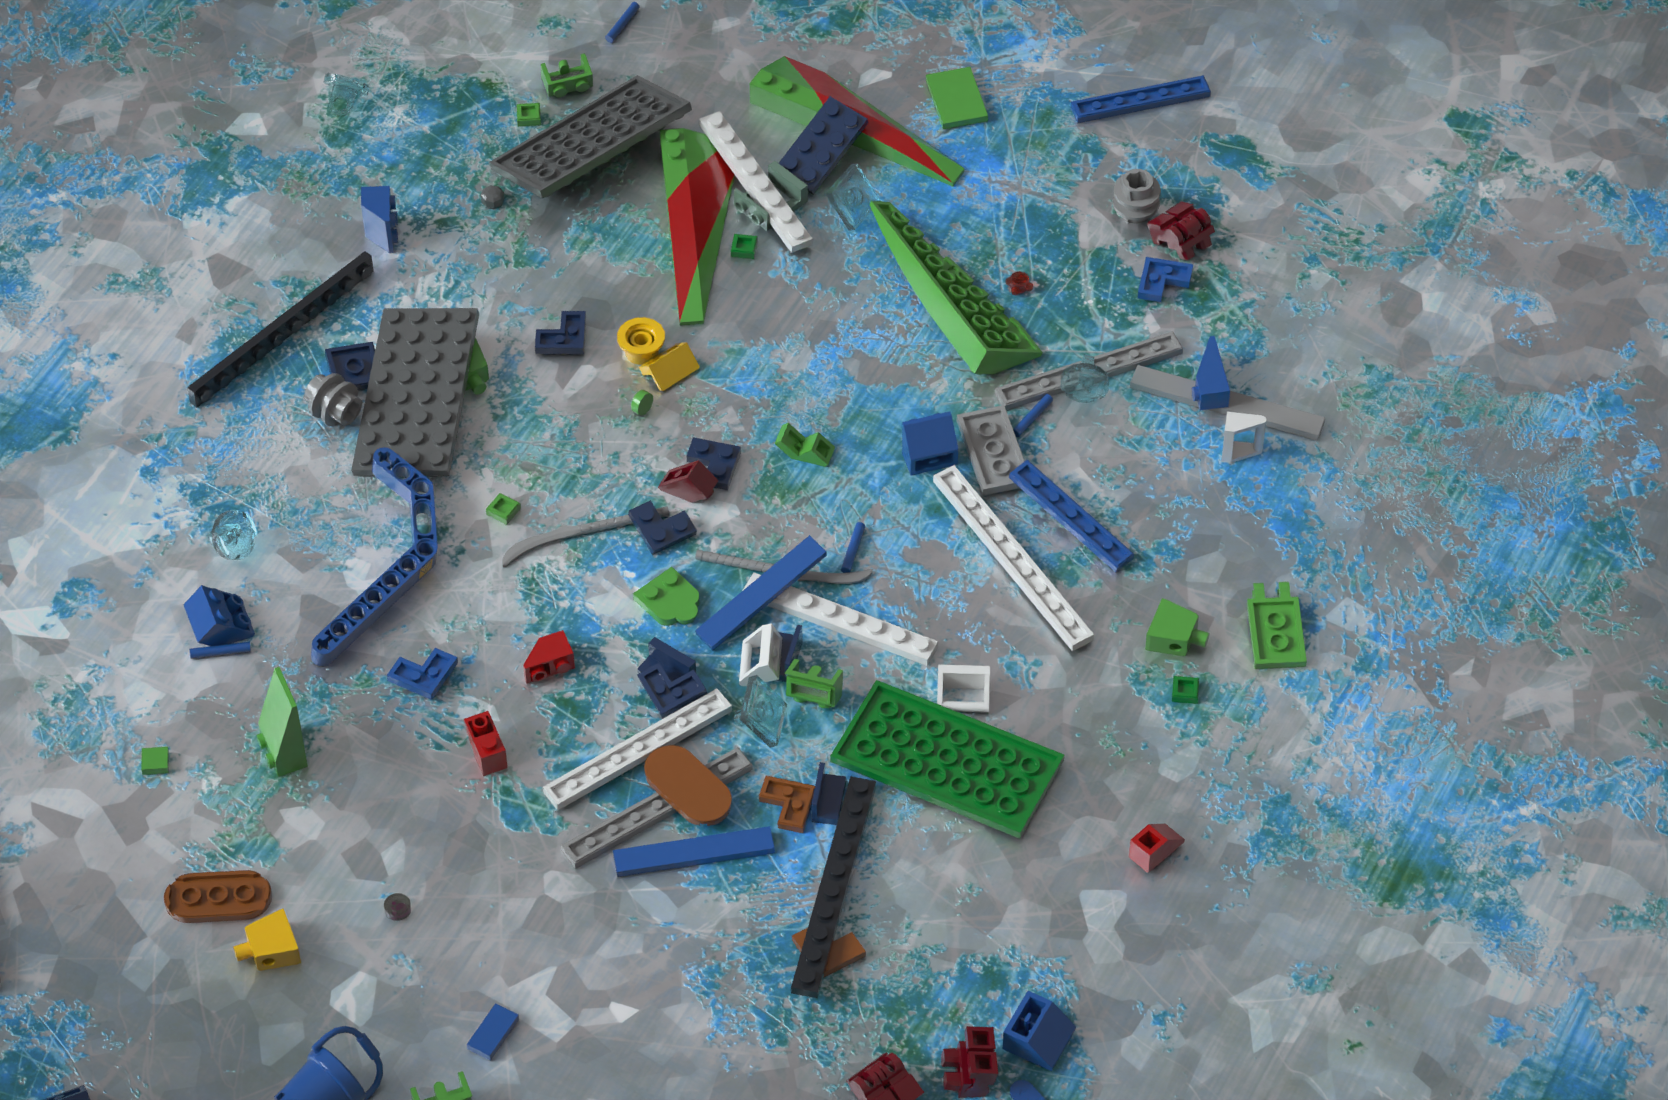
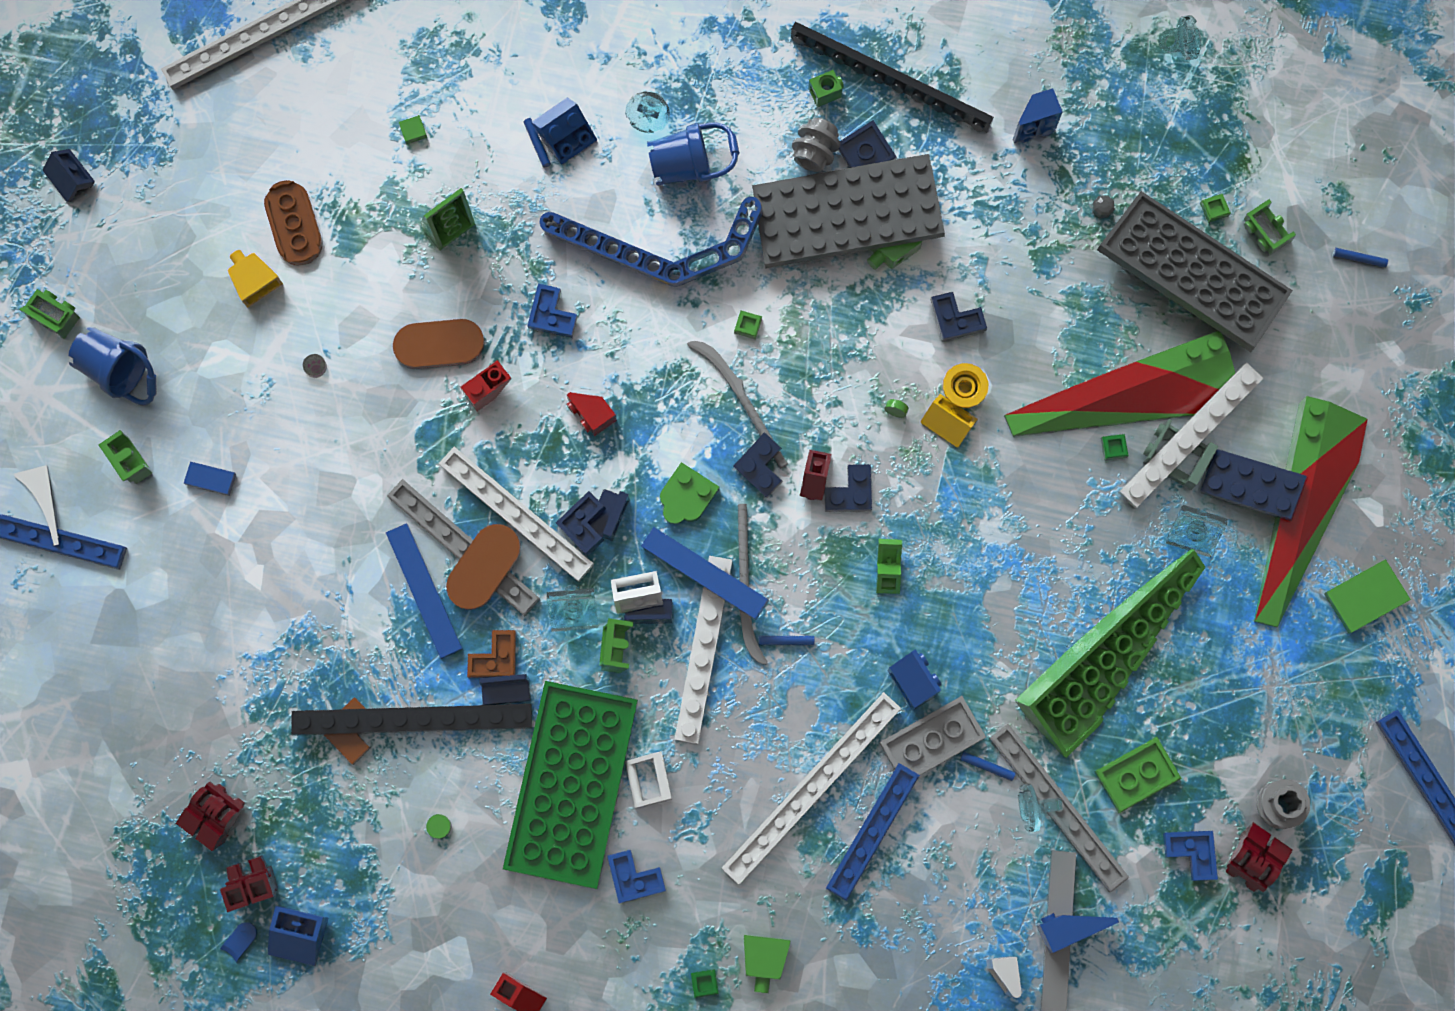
camera: 75 degrees right, 25 degrees up
(270, 385) = (823, 96): none -> bright green brick
(300, 506) = (684, 155): none -> blue piece
(417, 784) = (438, 343): none -> dark orange tile
(957, 887) = (438, 826): none -> bright green tile
(1019, 283) = (1139, 715): clear red plate -> none
(1063, 730) = (629, 883): none -> blue plate
(1075, 304) = (1137, 775): none -> bright green tile

